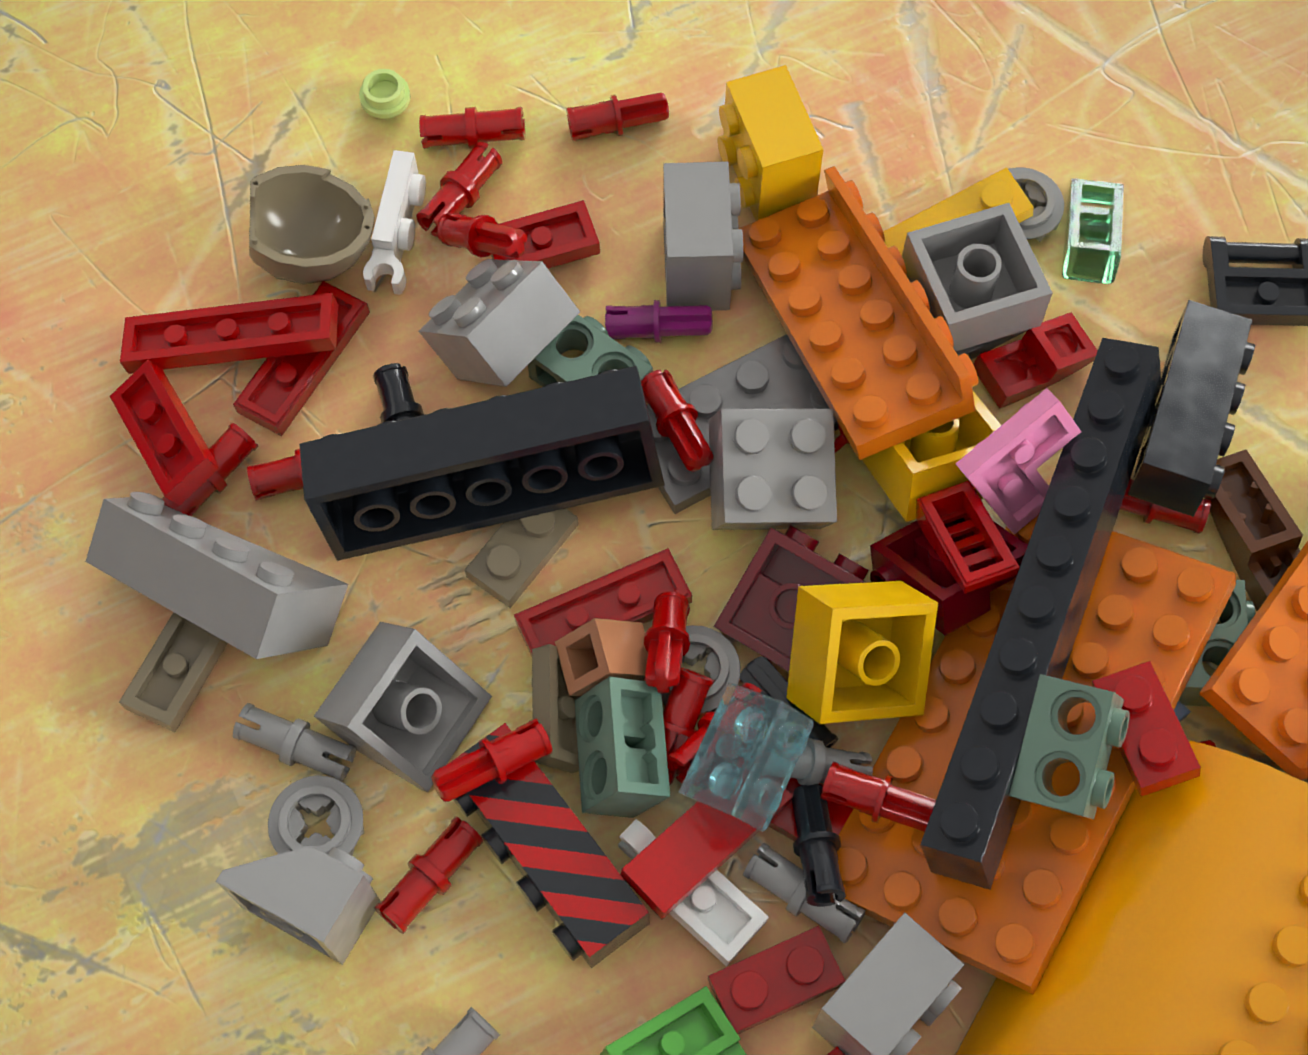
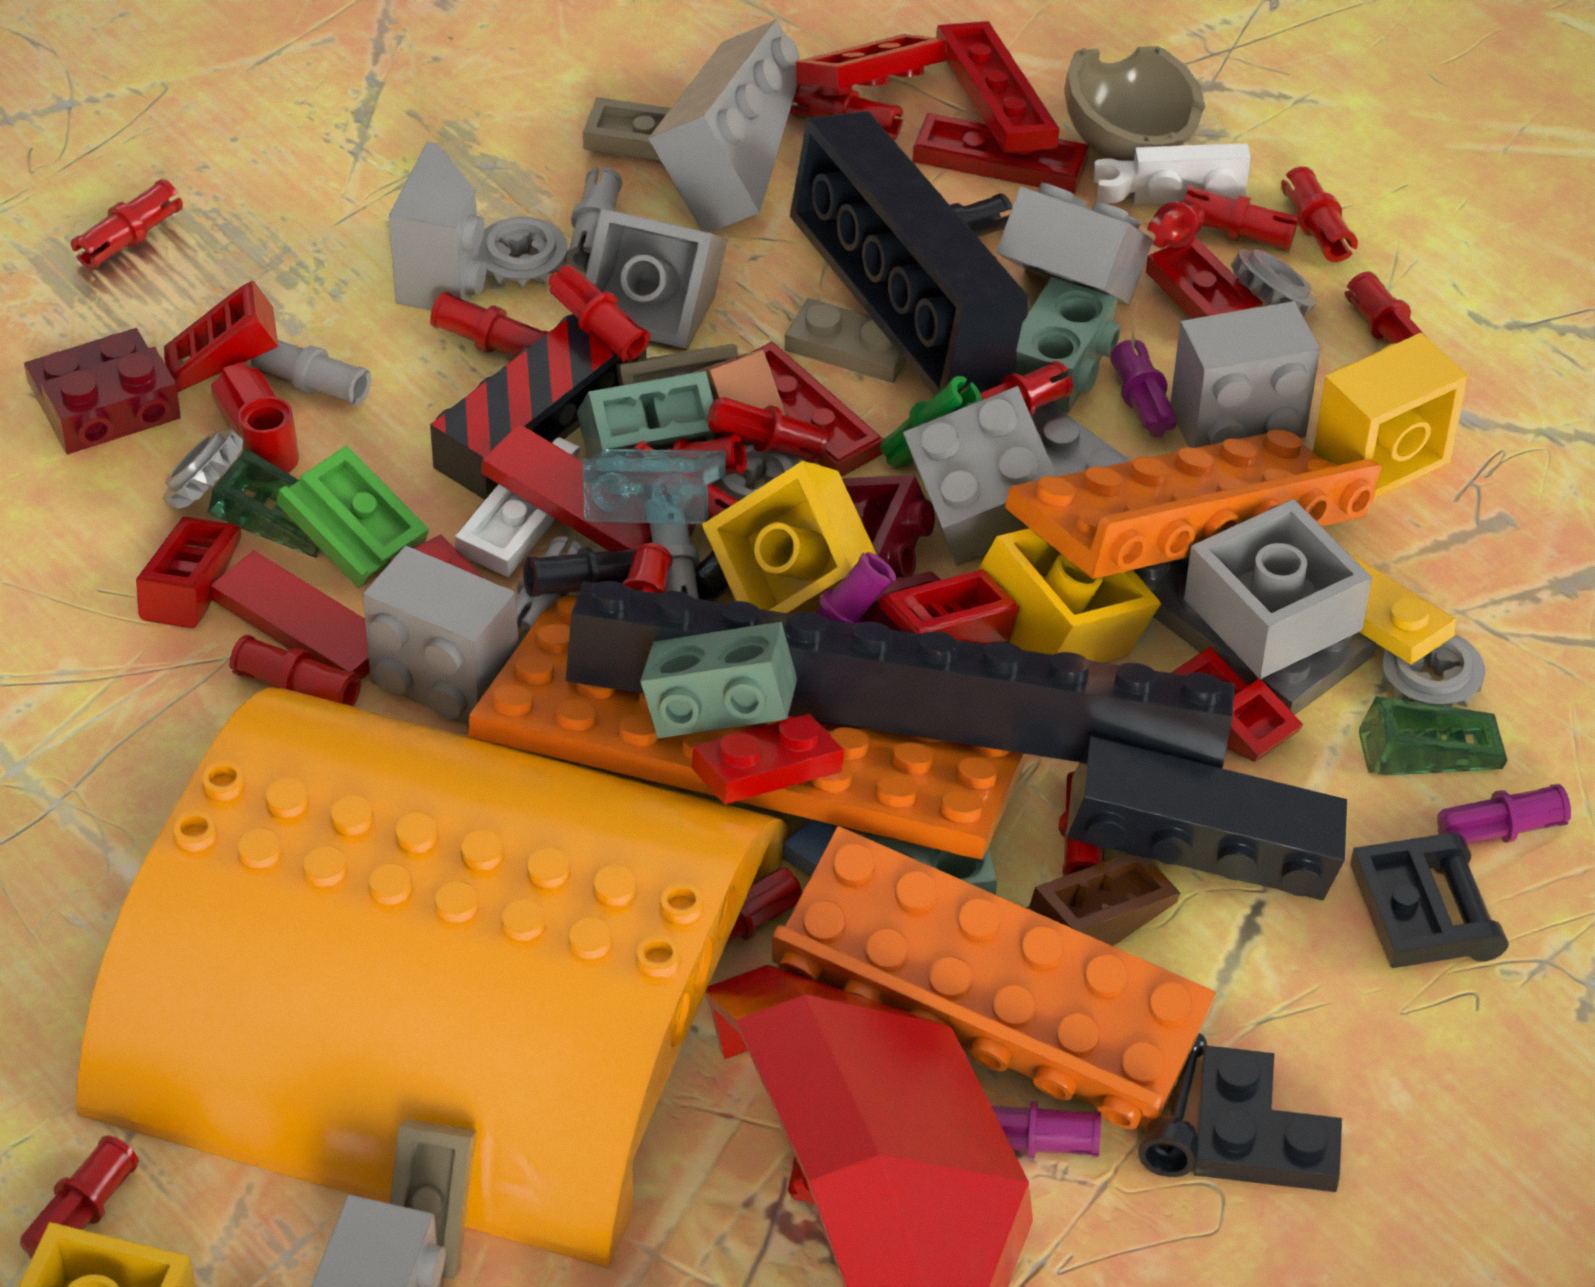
camera: 75 degrees right, 20 degrees down
(384, 94) = (1331, 145): yellowish green plate -> none
(561, 184) = (1272, 280): none -> light grey gear
(691, 499) = (943, 403): none -> green axle
(956, 623) = (857, 590): none -> magenta axle
(1007, 460) = (1054, 612): bright pink plate -> none
(1183, 203) = (1507, 814): none -> magenta axle

